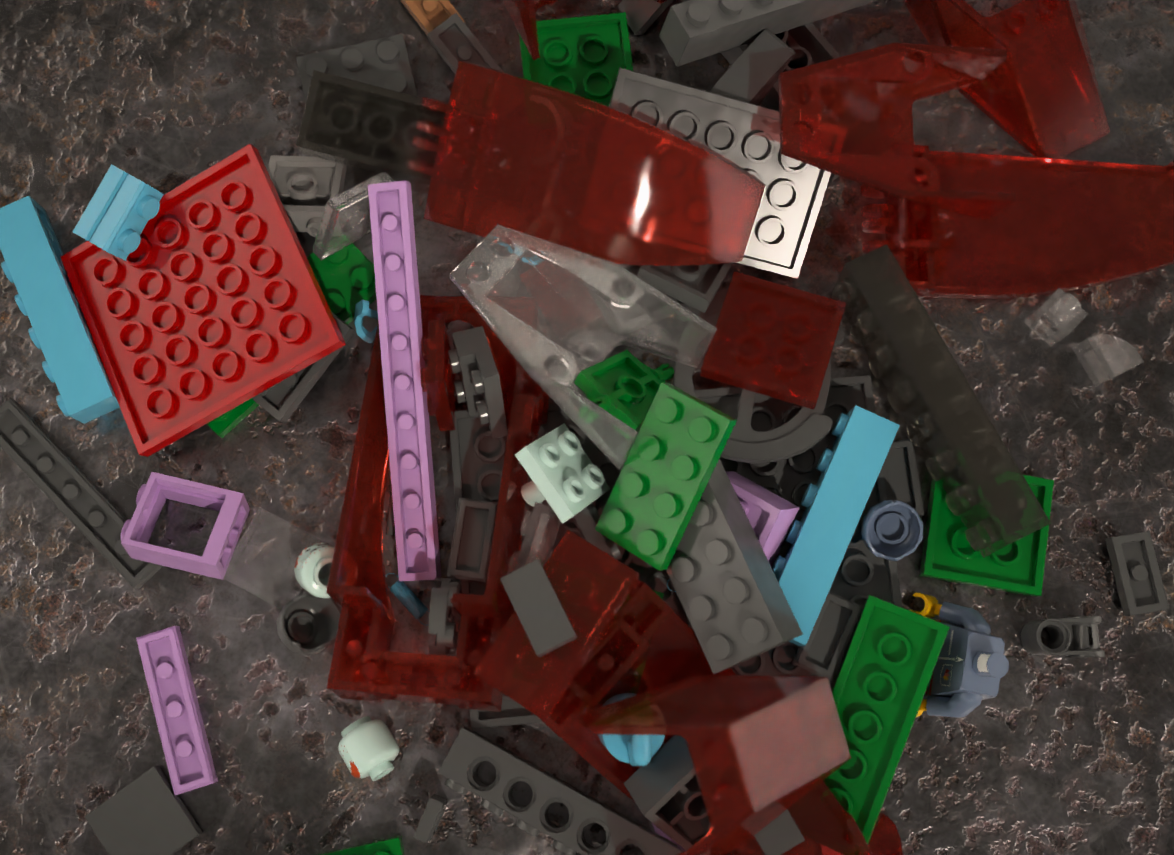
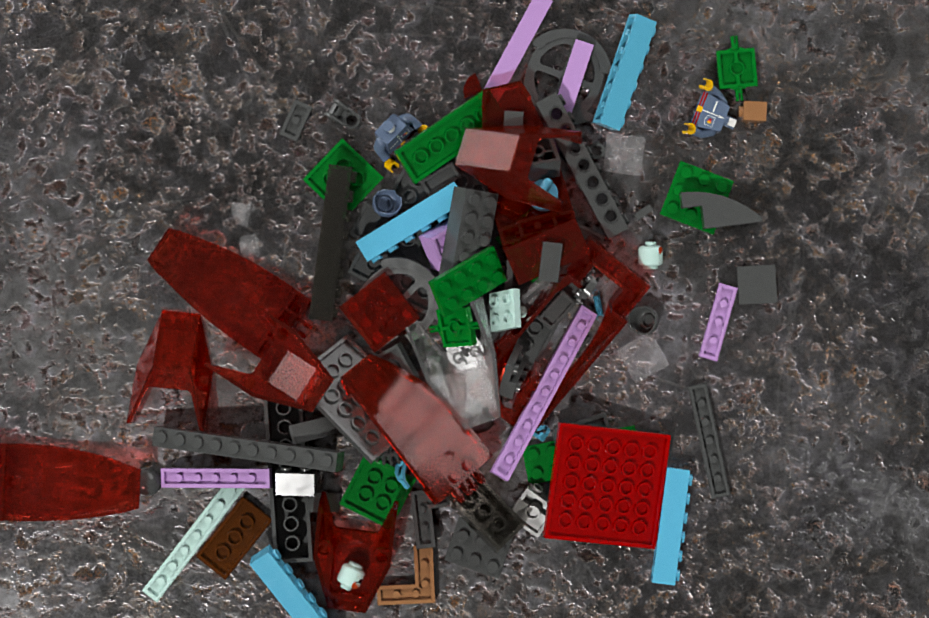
camera: 145 degrees left, 10 degrees up
(118, 213) = (617, 544): medium azure brick -> none
(223, 538) = (678, 414): lavender window -> none
(309, 568) = (626, 339): light aqua head -> none
(346, 218) = (521, 480): clear tile -> none

